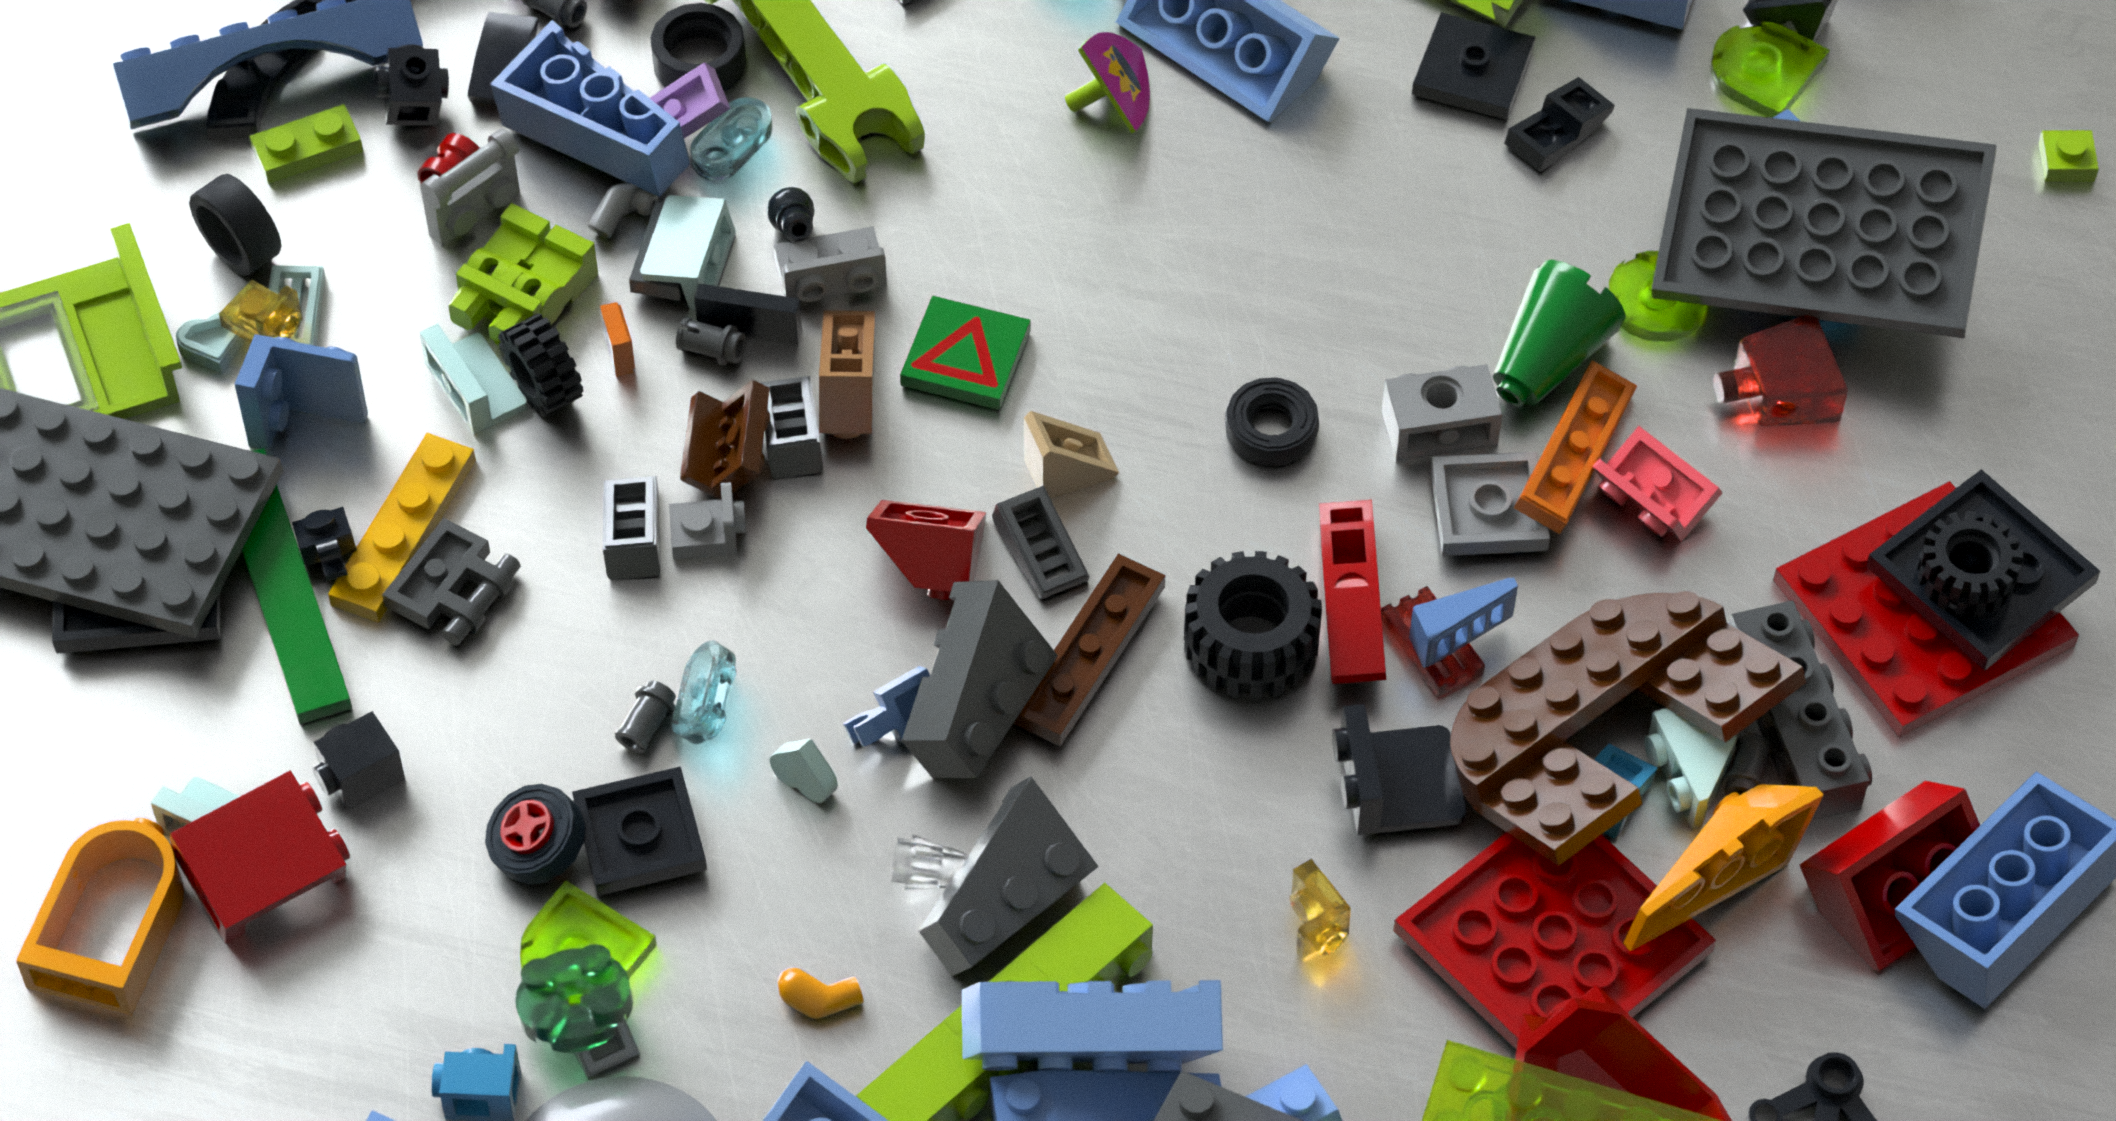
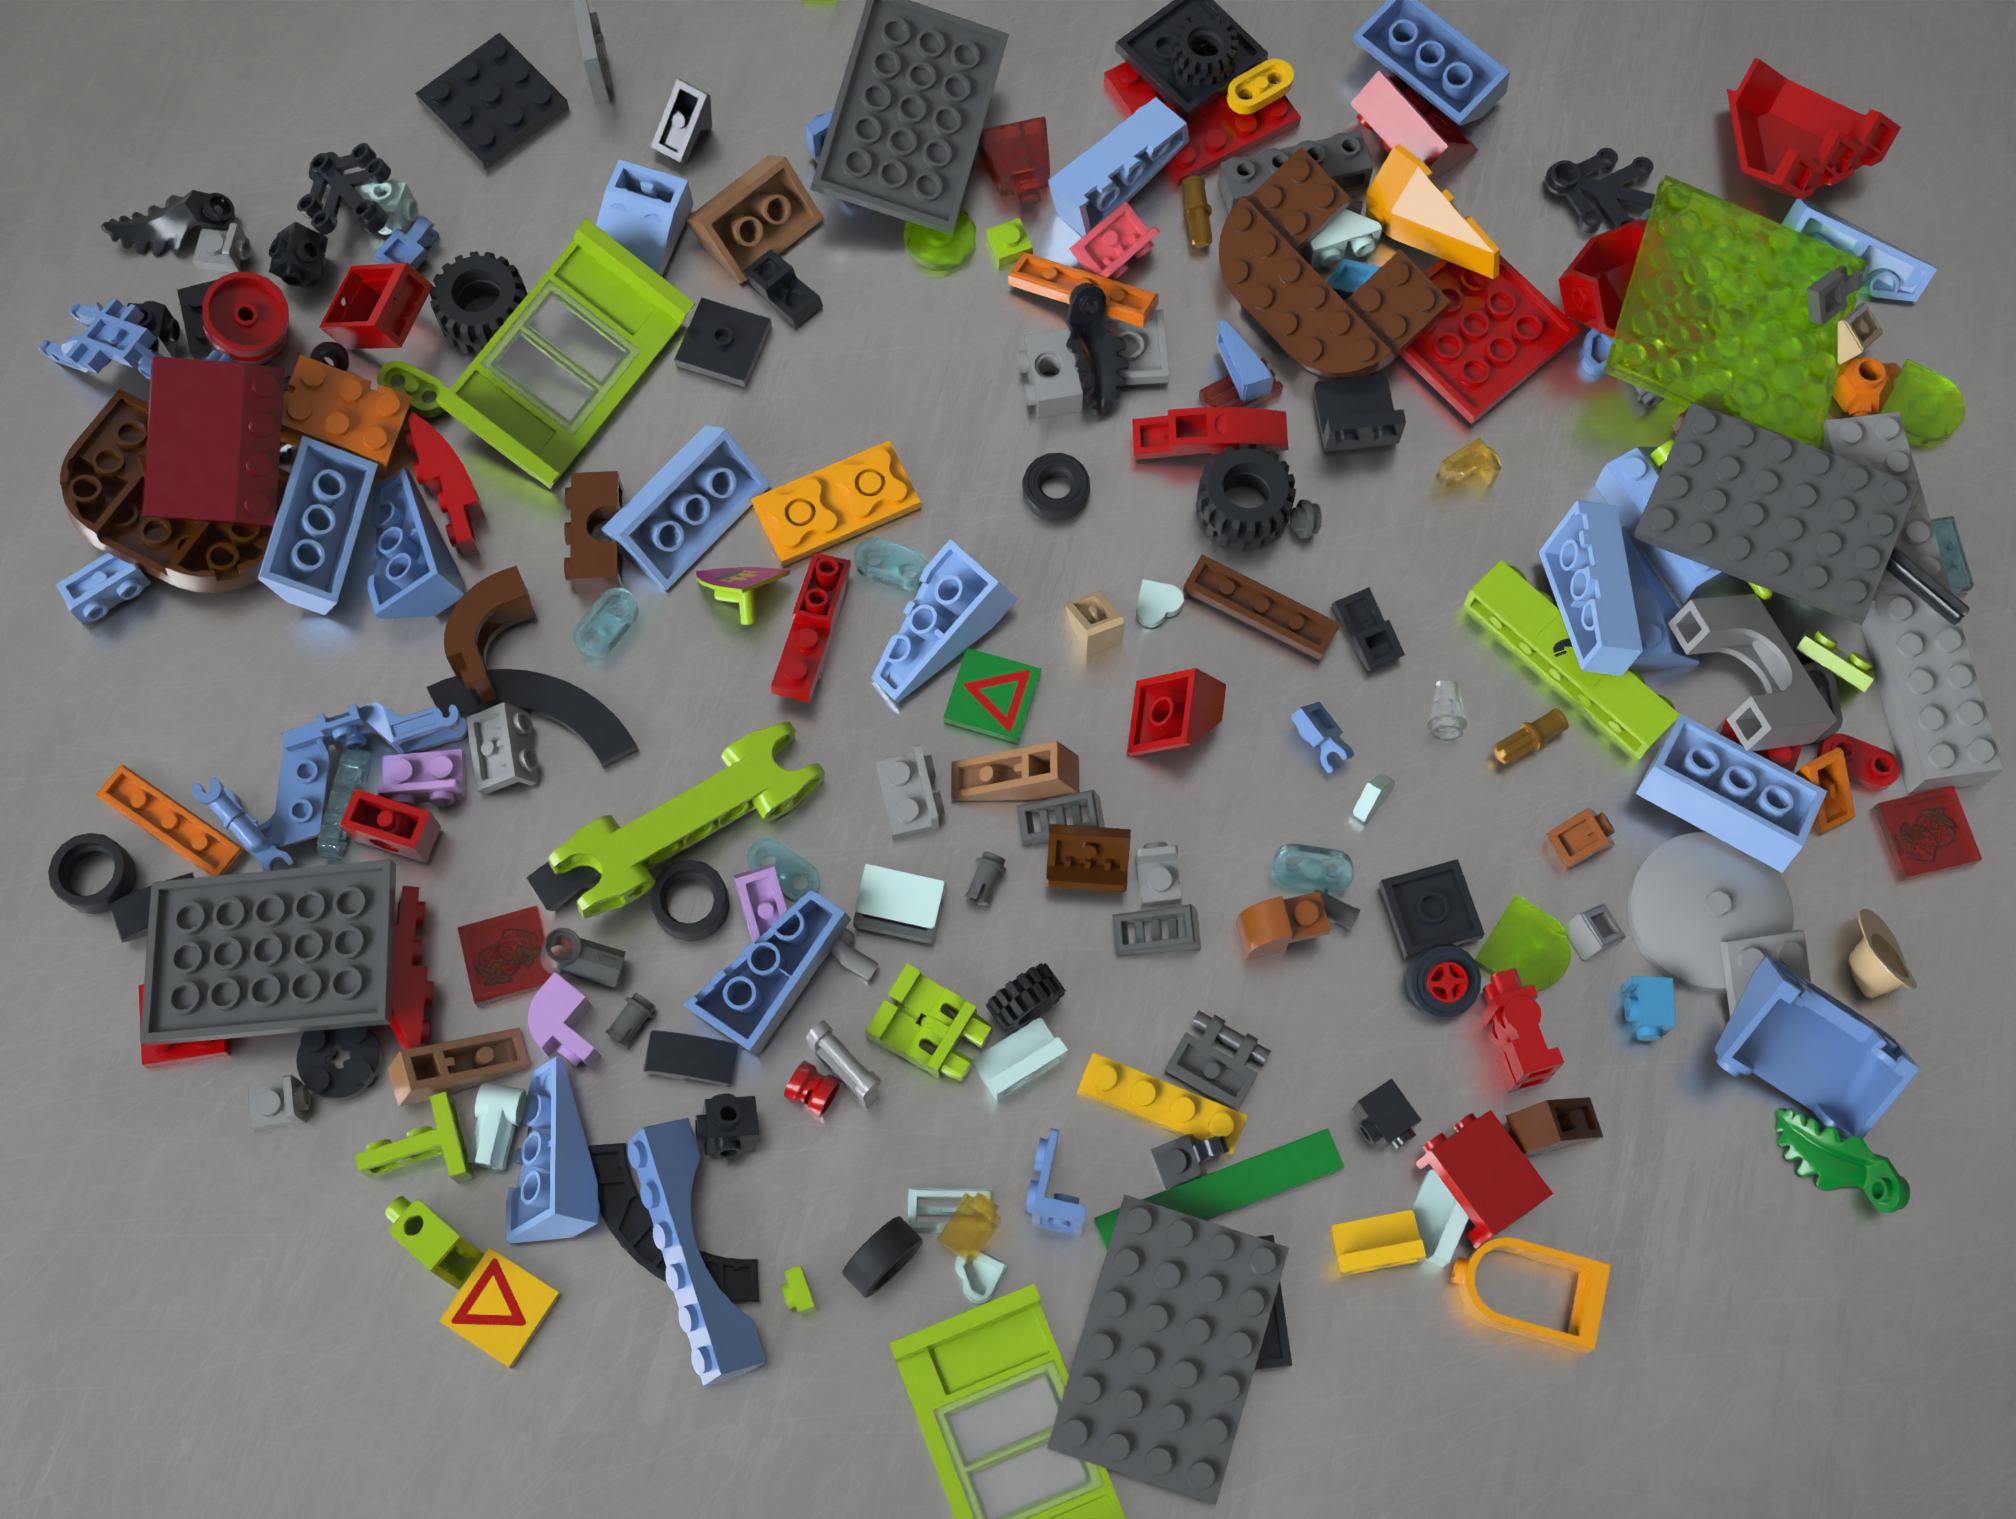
camera: 90 degrees left, 15 degrees up
(192, 745) = (1377, 1243): none -> yellow panel
(209, 159) = (798, 1292): none -> lime plate
(306, 144) = (773, 1216): lime plate -> none
(324, 958) = (1554, 1125): none -> reddish brown slope
(450, 902) = (1516, 1031): none -> red hips
(570, 972) = (1575, 960): clear green plate -> none
(617, 339) = (988, 947): orange tile -> none
(621, 643) = (1277, 922): none -> dark orange brick
(736, 1024) = (1582, 836): none -> dark orange bracket
(752, 312) = (963, 849): black tile -> none
(791, 213) = (865, 820): black piece -> none
(816, 998) = (1555, 785): light orange arm -> none
(888, 968) = (1531, 736): none -> pearl gold axle
(979, 682) = (1314, 673): dark grey wedge -> none
(1007, 880) = (1474, 653): dark grey wedge -> none
(1038, 504) = (1145, 654): dark grey slope -> none
(1062, 163) = (812, 627): none -> red slope
(1068, 777) = (1366, 629): none -> black slope
(1074, 302) = (947, 616): none -> light blue wedge
(1099, 534) = (1157, 602): none -> light aqua tile
(1147, 245) = (893, 564): none -> clear light blue plate
(1226, 705) = (1306, 518): none -> dark grey plate
(1241, 187) = (836, 503): none -> light orange piece
(1472, 443) = (1096, 347): none -> black plant
(1554, 332) = (992, 295): green cone -> none
(1655, 78) = (755, 214): none -> medium nougat slope
(1656, 373) = (1008, 241): none -> lime plate
(1732, 590) = (1197, 211): none -> pearl gold axle
(1765, 66) = (728, 151): clear neon green tile -> none
(1770, 470) = (1117, 166): none -> light blue wedge
(1936, 656) = (1257, 87): none -> yellow plate

